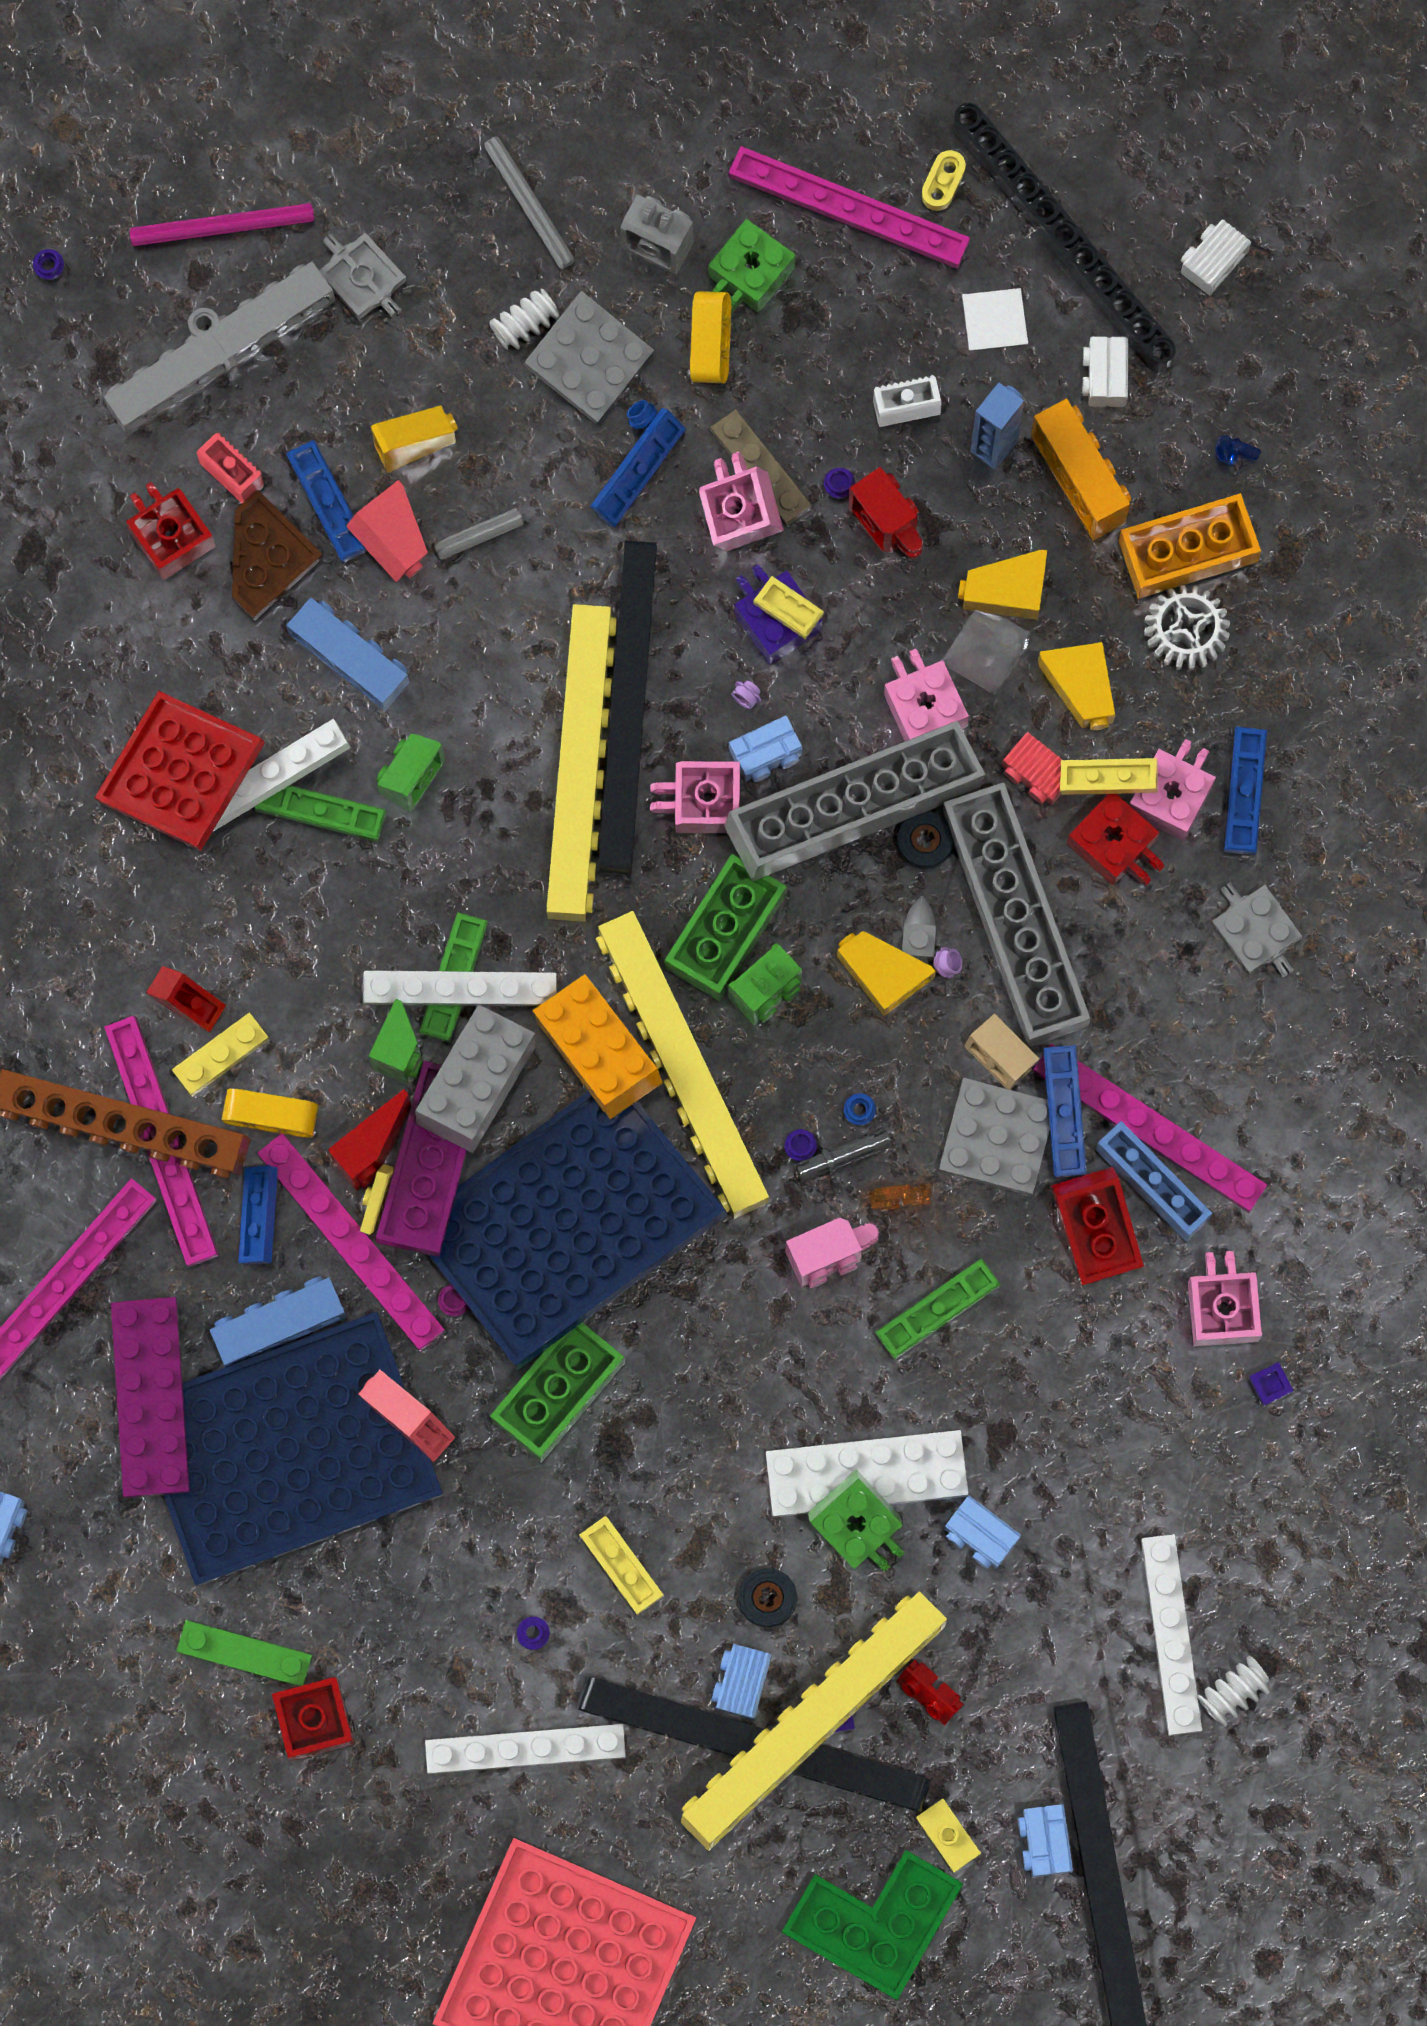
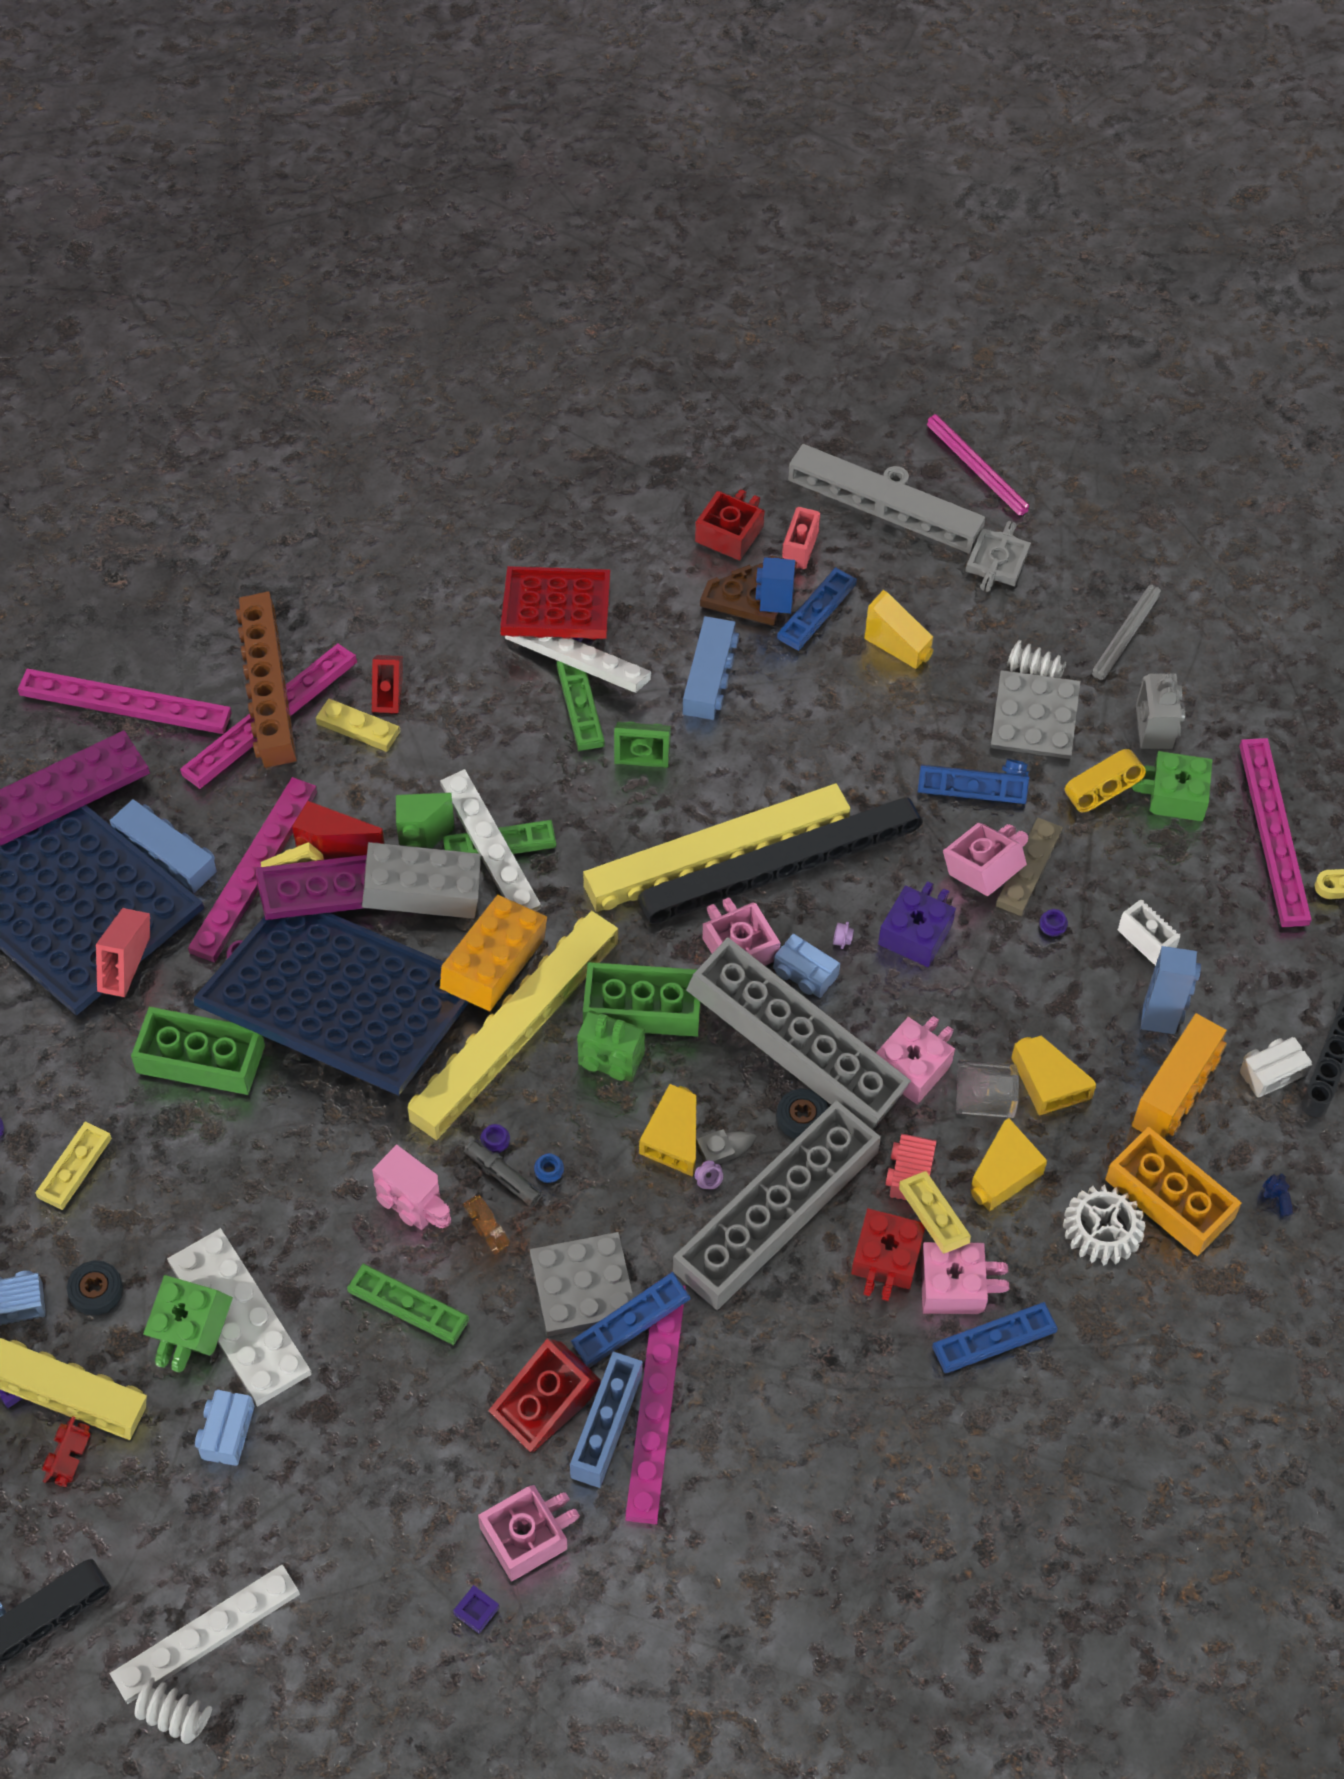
camera: 60 degrees right, 20 degrees down
(48, 256) = (879, 383): dark purple plate -> none
(258, 1215) = (243, 798): blue plate -> none
(270, 1113) = (327, 771): yellow beam -> none
(296, 530) = (775, 585): none -> blue brick
(391, 532) = (817, 648): coral slope -> none
(478, 533) = (854, 709): light grey axle -> none
(788, 607) = (923, 915): light yellow plate -> none
(886, 513) = (1049, 956): red hinge -> none
(995, 319) = (1261, 973): white sticker -> none
(1001, 1052) = (656, 1250): tan hinge -> none
(1257, 929) = (880, 1405): light grey plate -> none

